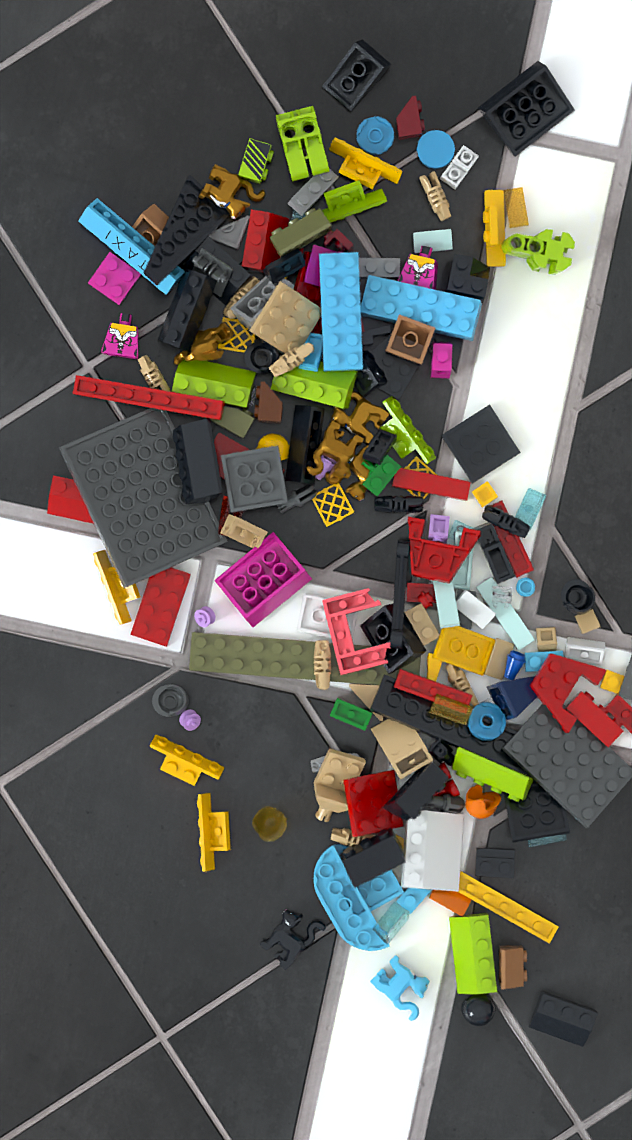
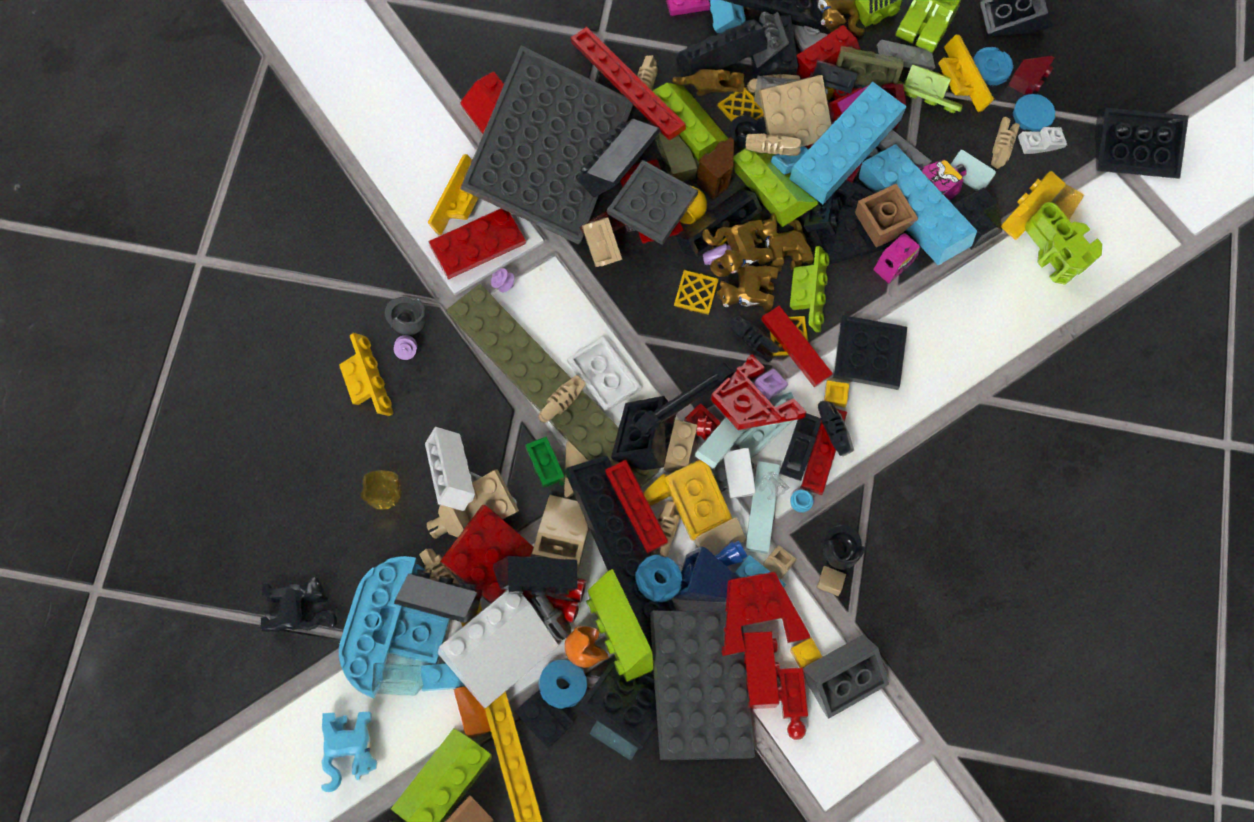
camera: 40 degrees right, 20 degrees down
(122, 339) = (648, 33): torso -> none
(213, 831) = (326, 453): yellow bracket -> none
(263, 579) = (579, 296): dark pink slope -> none
(298, 498) = (669, 259): dark grey arm -> none
(301, 776) = (449, 469): none -> white brick
(336, 611) = (589, 412): coral wedge -> none
(379, 446) = (781, 272): black plate -> none
(379, 474) = (761, 294): green plate -> none
(442, 752) = (592, 565): black hinge -> none
(451, 709) = (637, 535): clear yellow tile -> none
(487, 846) = (562, 697): none -> dark azure tile
(530, 506) = (869, 440): clear light blue slope -> none
(585, 650) = (807, 604): white slope -> none

